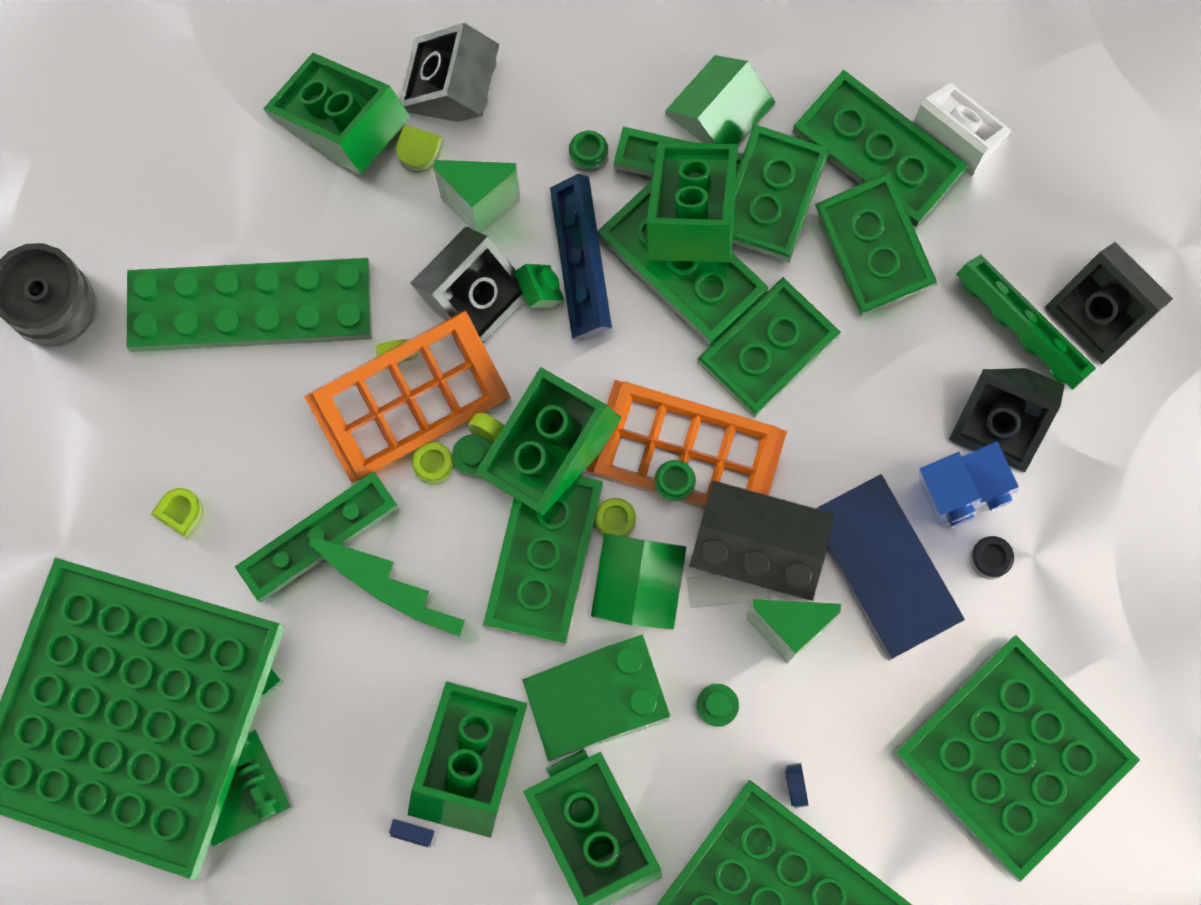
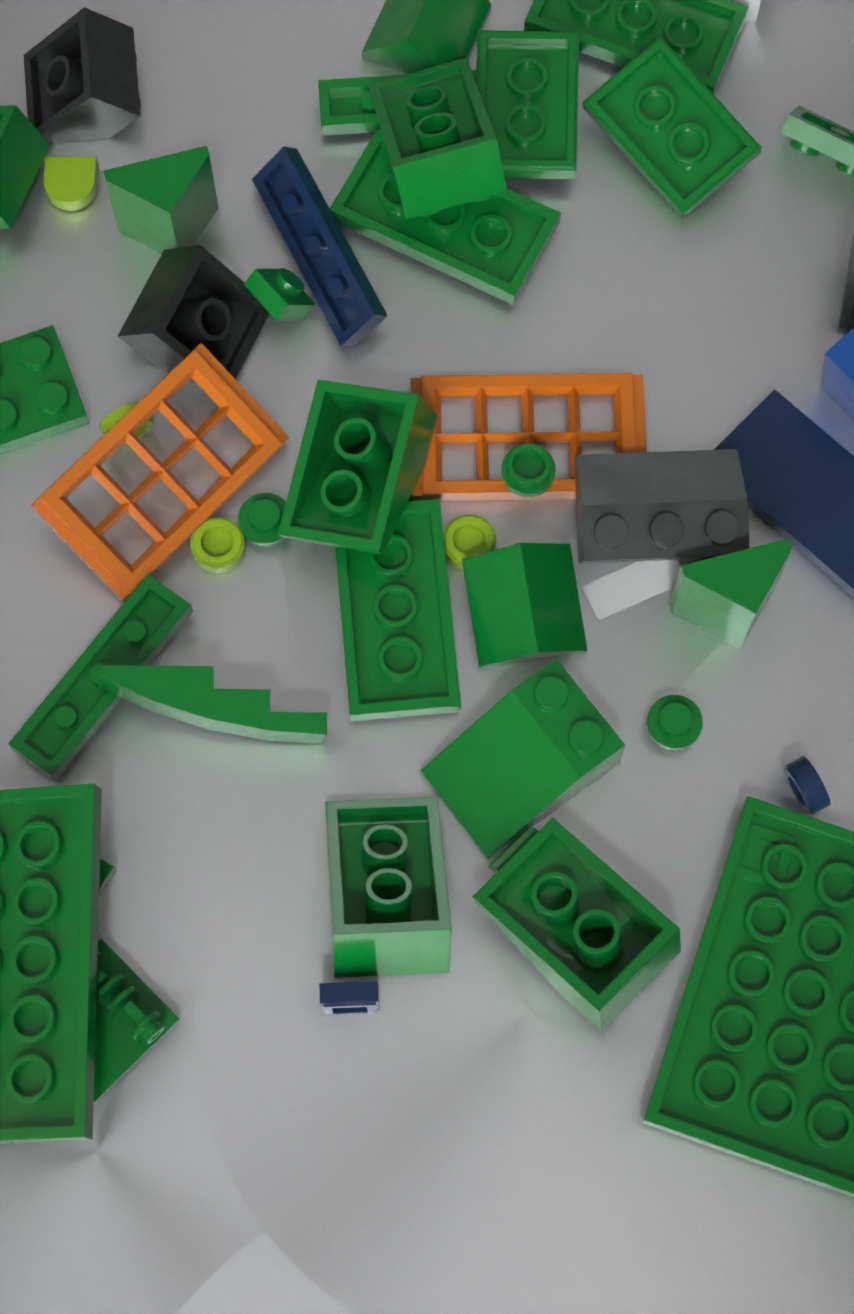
camera: 20 degrees left, 5 degrees down
(485, 426) = (271, 478): lime tile -> none
(588, 150) = (284, 121): green plate -> none
(768, 347) = (584, 286): green tile -> none

